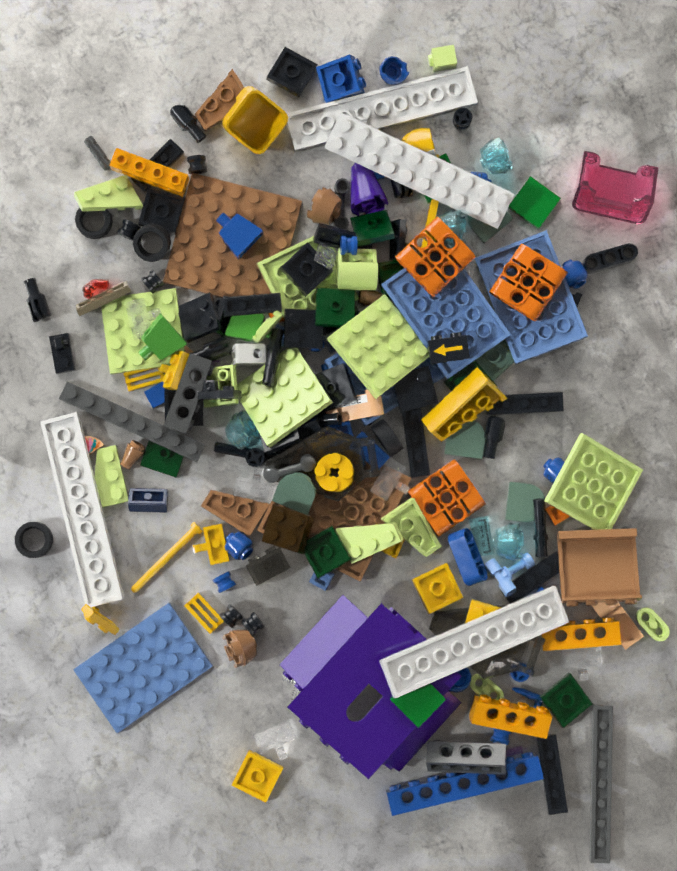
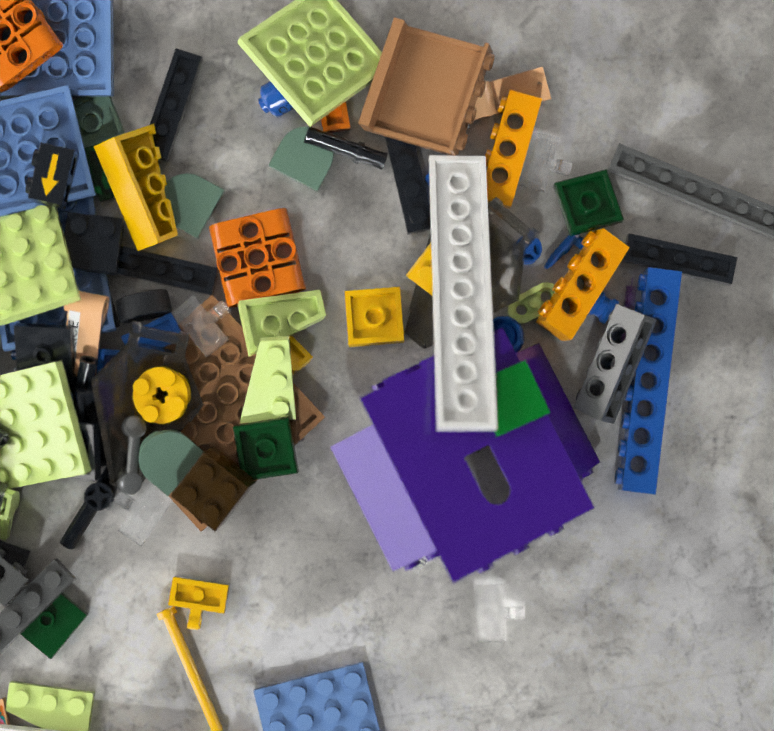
camera: 65 degrees left, 0 degrees up
(132, 453) = (30, 664): medium nougat cone -> none
(148, 500) = (103, 666): dark blue slope -> none
(211, 609) = (264, 655): yellow tile -> none
(224, 582) = (254, 603): blue wheel -> none
(231, 616) = (304, 611): black wheel -> none
(236, 511) = (166, 549): medium nougat wing -> none
(238, 545) = (213, 564): blue head -> none
(240, 647) = (350, 615): medium nougat cone -> none
(242, 431) = (56, 500): clear light blue cone -> none
(253, 623) = (326, 585): black wheel -> none
(257, 776) = (534, 657): yellow plate -> none
(267, 566) = (255, 535): clear smoke brick -> none
(323, 582) = (306, 467): medium blue tile -> none
(467, 557) = (347, 259): blue beam -> none
(481, 532) = (327, 231): clear light blue tile -> none
(493, 434) = (197, 162): black arm -> none
(504, 574) = (390, 219): light blue bar -> none
(508, 542) = (347, 196): clear light blue cone -> none
(652, 623) = (530, 50): yellowish green plate -> none

